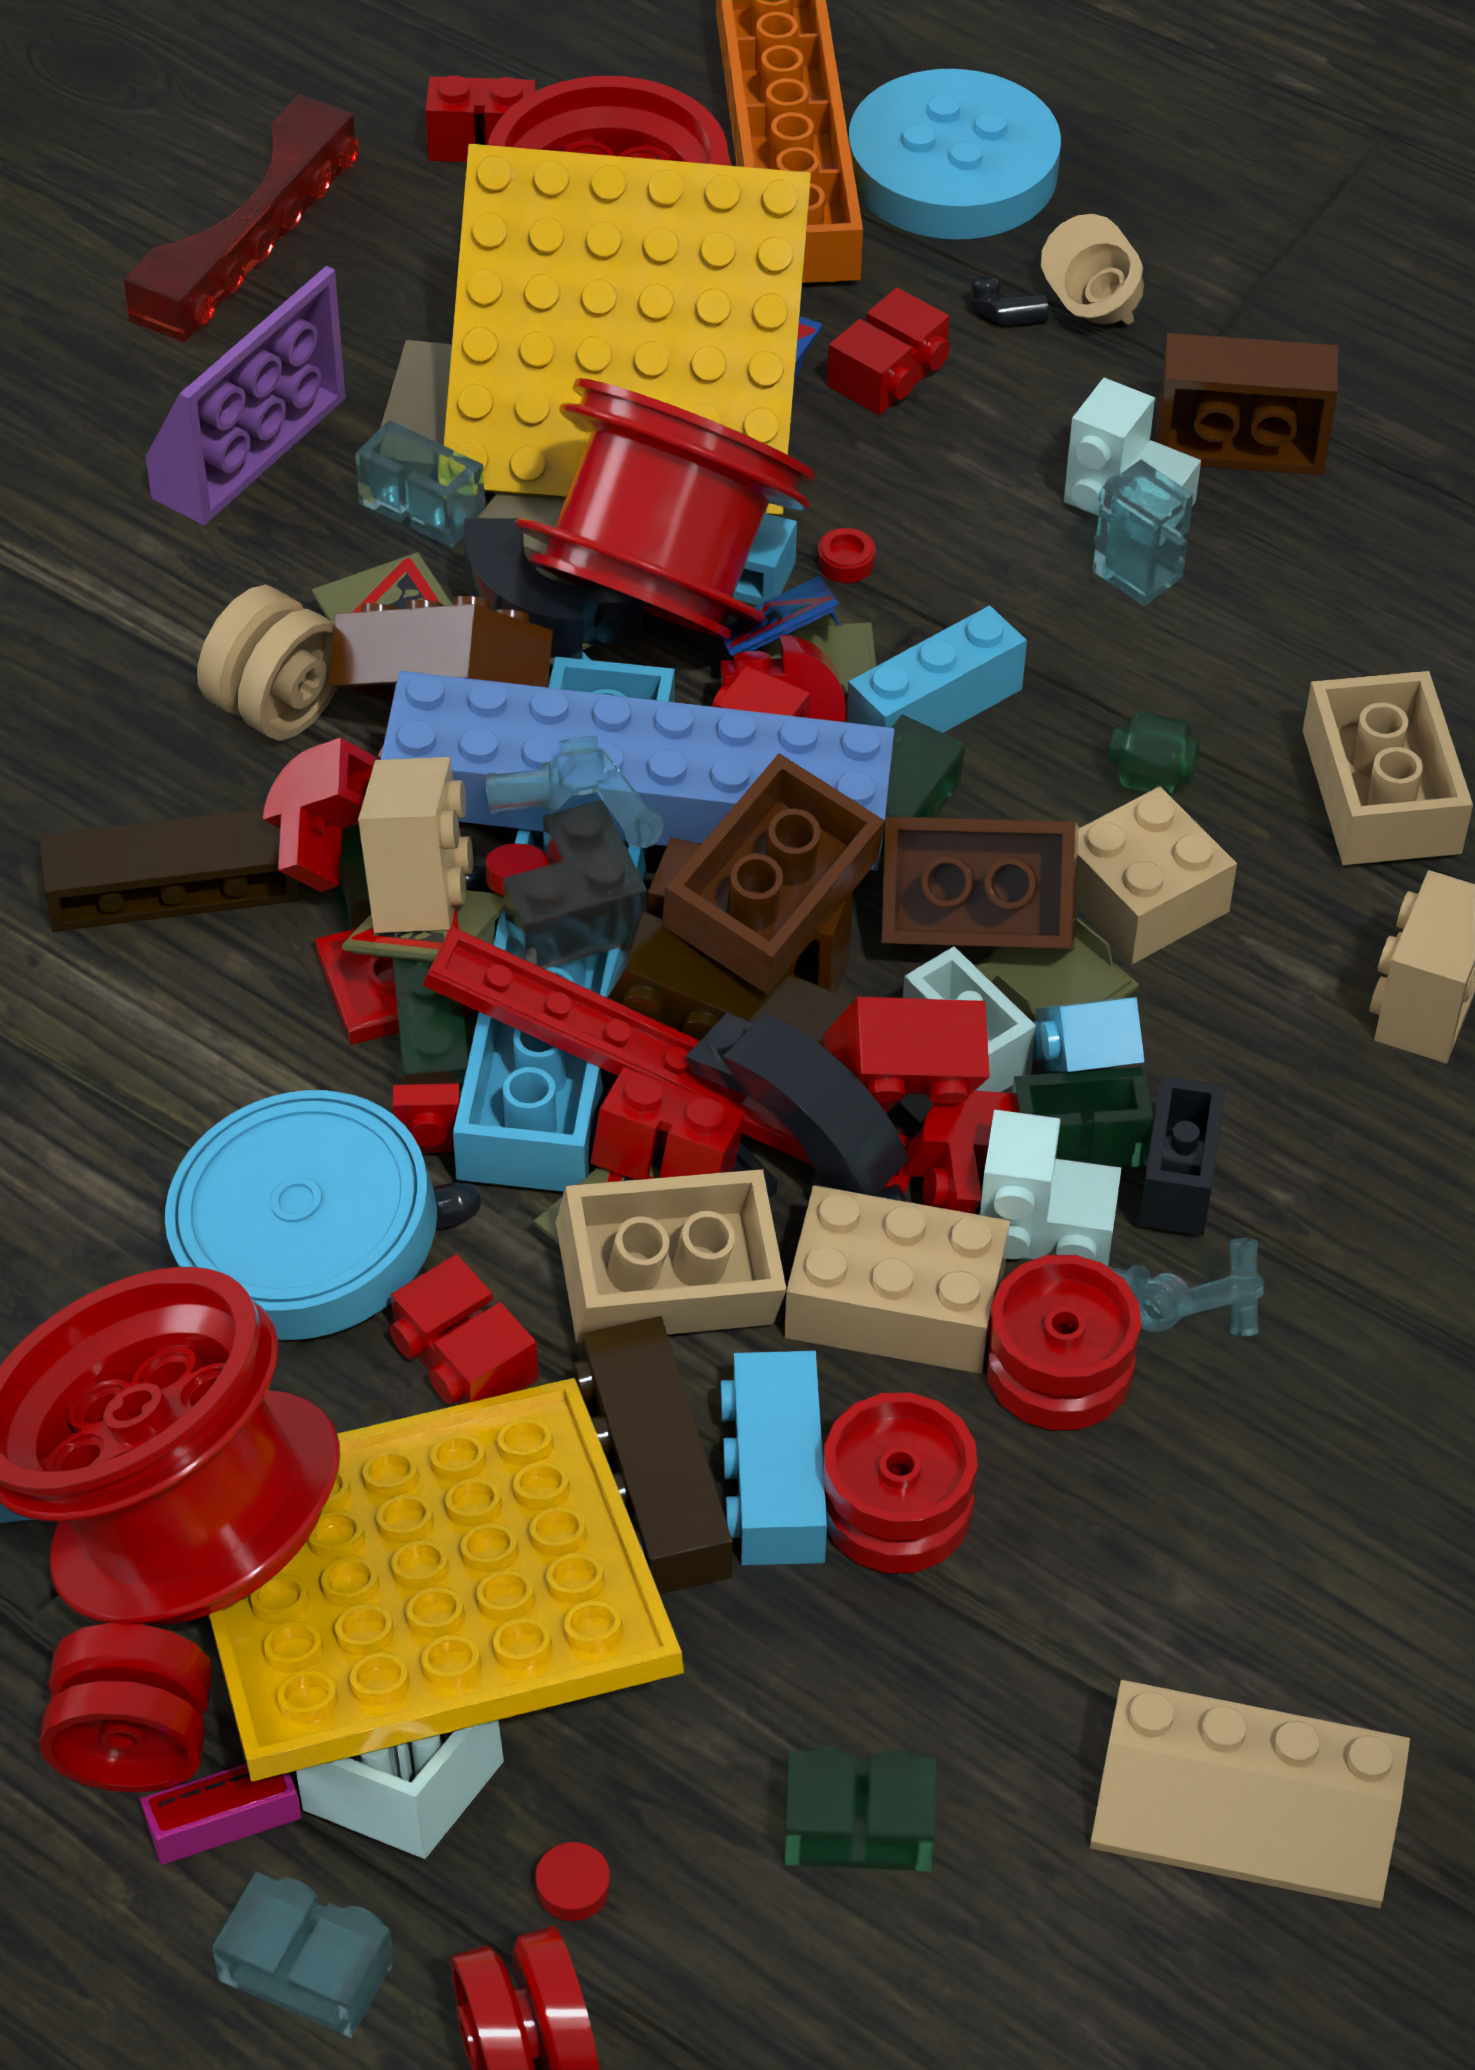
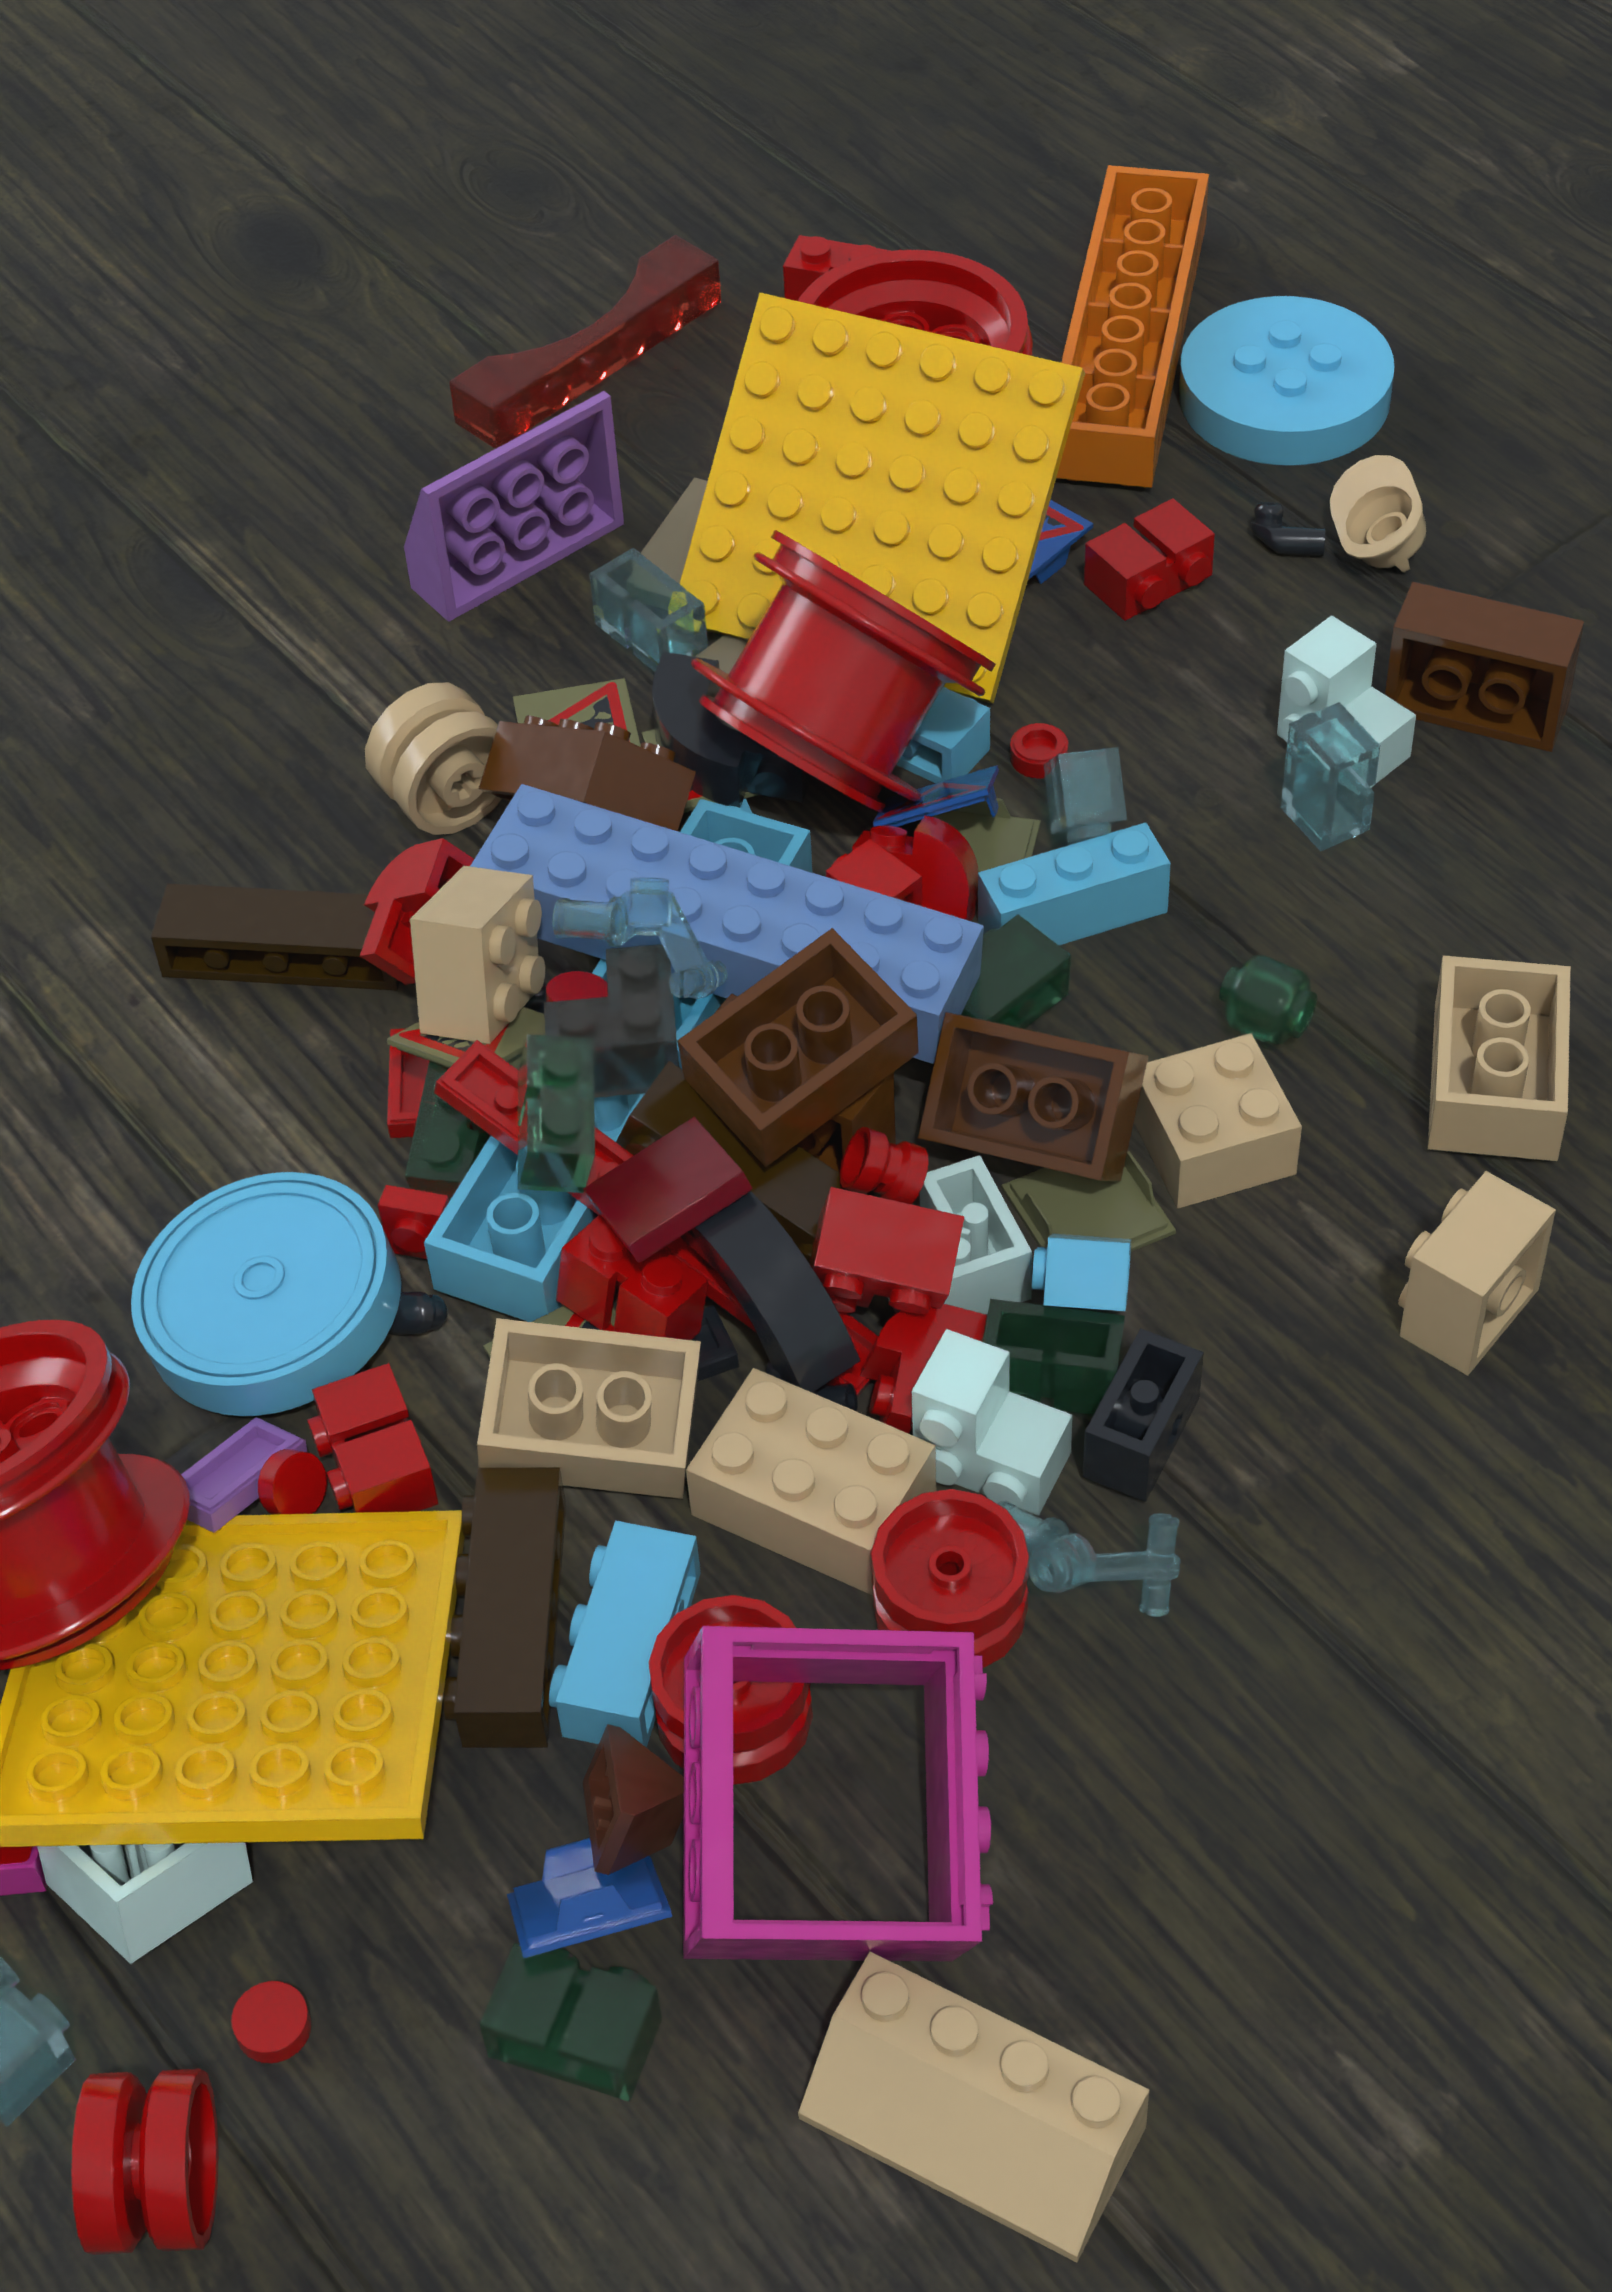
camera: 20 degrees right, 0 degrees up
(347, 1380) = (229, 1475): none -> medium lavender tile
(397, 1387) = (292, 1483): none -> red tile
(569, 1001) = (558, 1127): none -> clear green piece
(691, 1031) = (667, 1189): none -> dark red tile
(832, 1700) = (582, 1904): none -> blue piece
(837, 1601) = (630, 1801): none -> copper slope
(863, 972) = (884, 1167): none -> red wheel
(921, 589) = (1085, 793): none -> clear light blue piece
(945, 1575) = (954, 1760): none -> dark pink window

